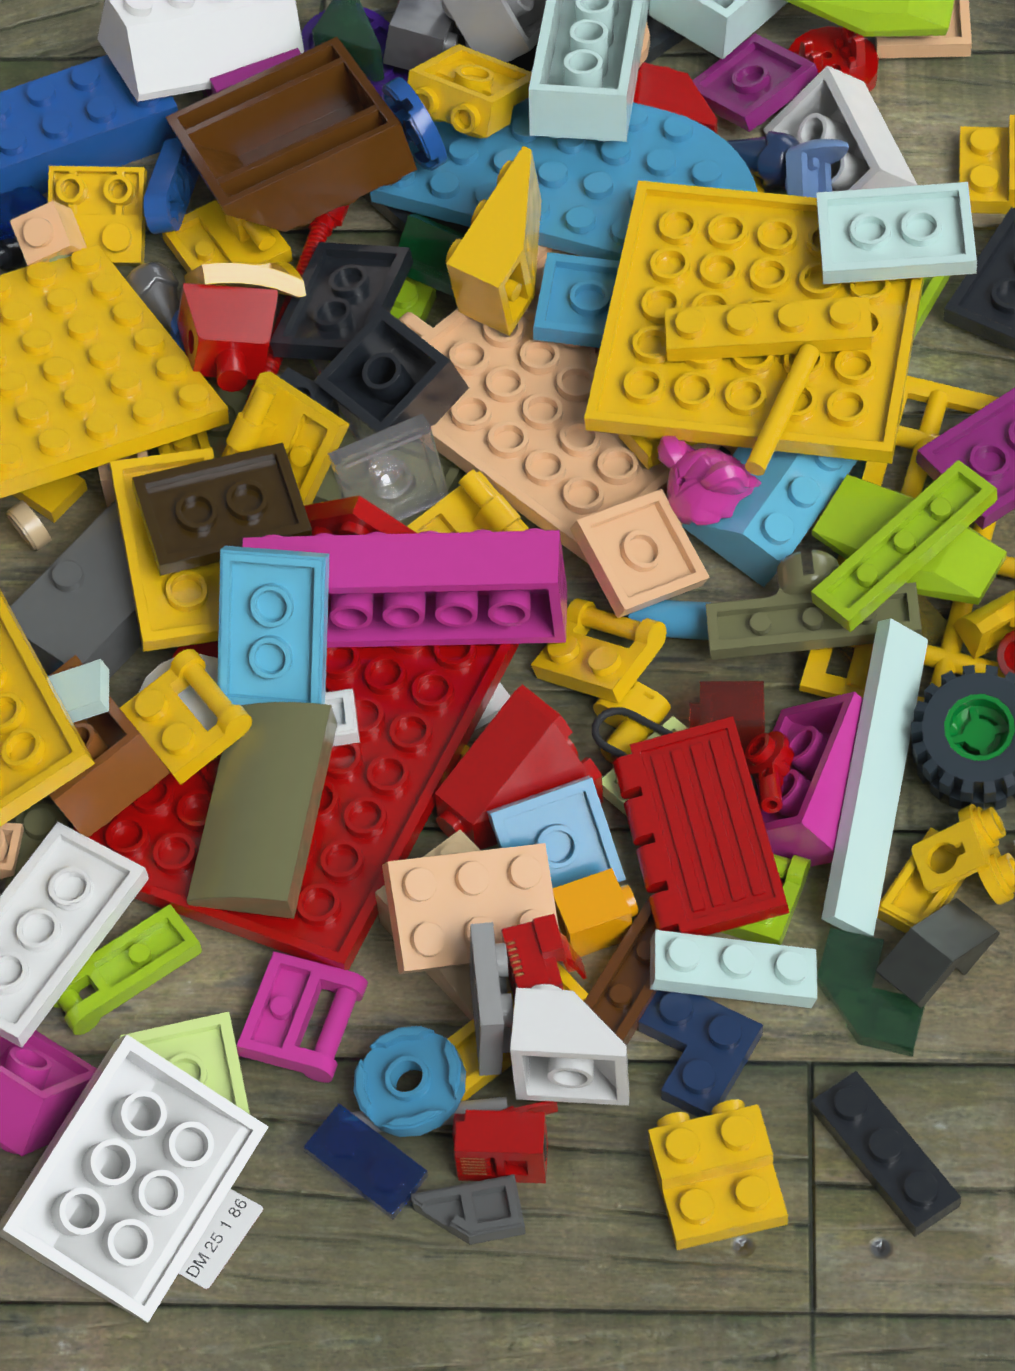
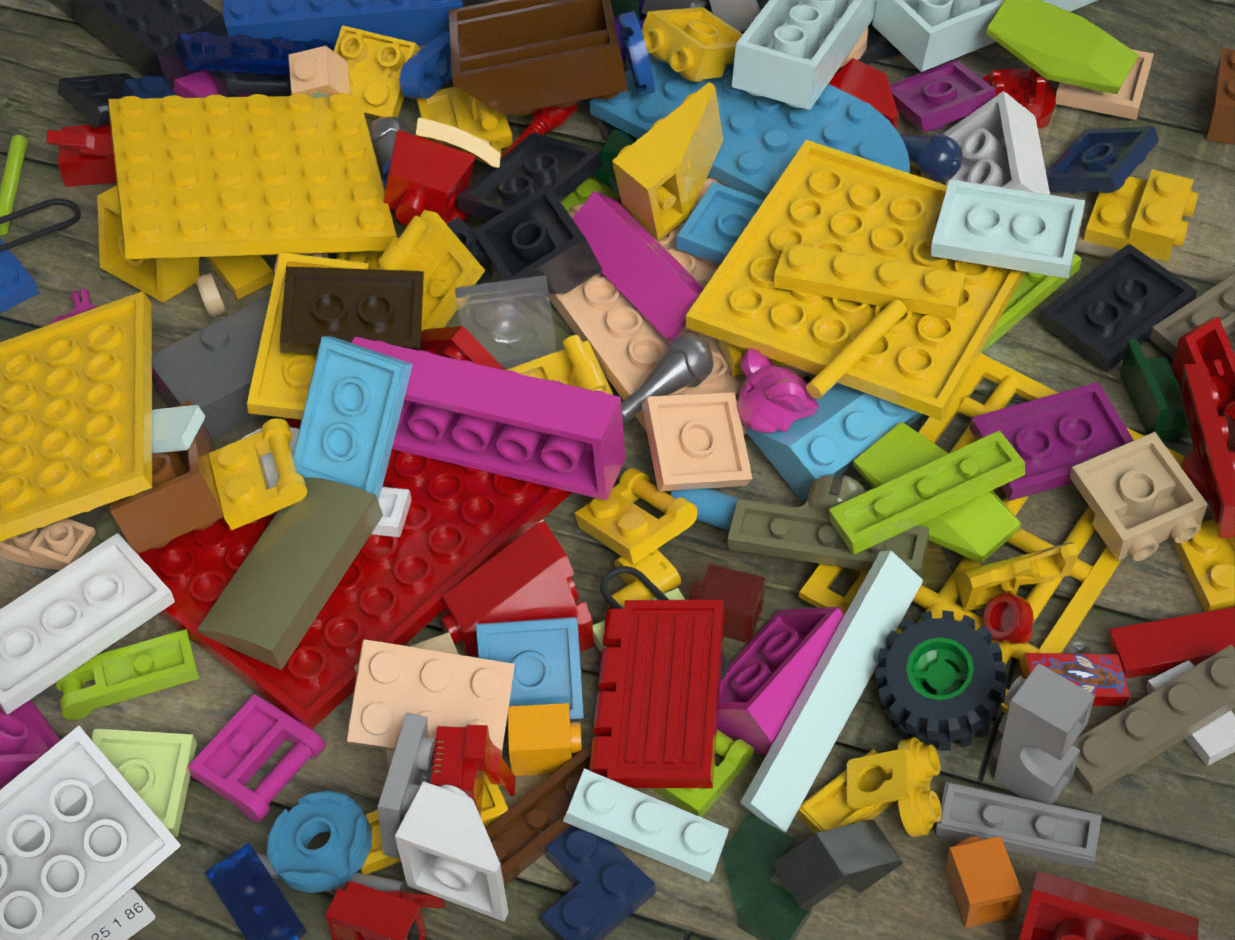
camera: 15 degrees right, 5 degrees down
(507, 371) = (638, 264): none -> dark pink panel
(596, 470) = (684, 364): none -> flat silver piece
(770, 761) = (743, 650): red plate -> none
(810, 166) = (965, 164): medium blue plate -> none
(952, 116) = (1101, 159): none -> dark blue plate

